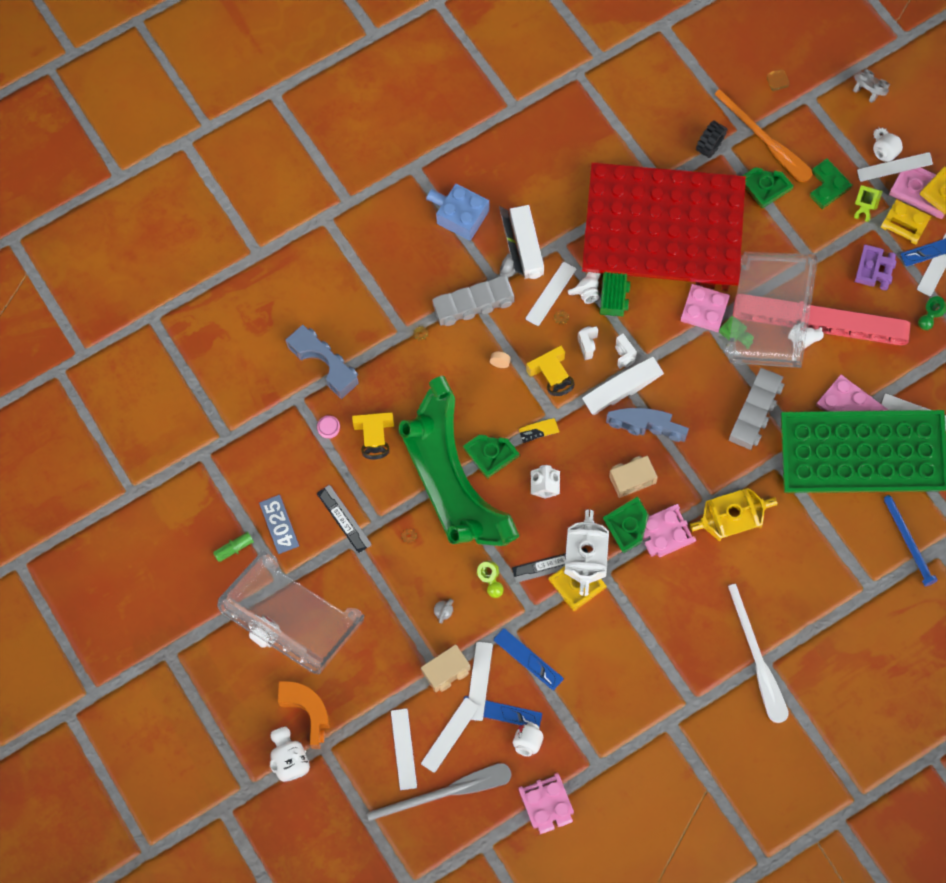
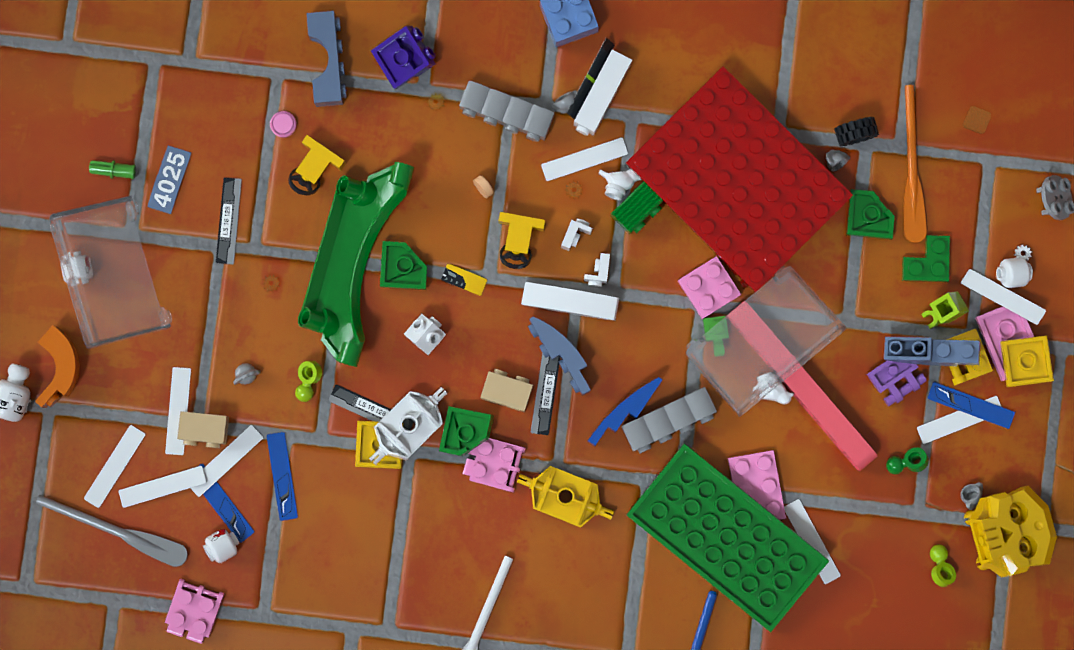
camera: 35 degrees right, 15 degrees up
(374, 319) = (404, 56): none -> dark purple plate
(413, 670) = (178, 402): none -> white sticker
(659, 461) = (545, 395): none -> sticker
(713, 167) = (836, 160): none -> light grey piece
(724, 420) = (632, 405): none -> blue slope
(885, 230) = (932, 352): none -> sand blue slope

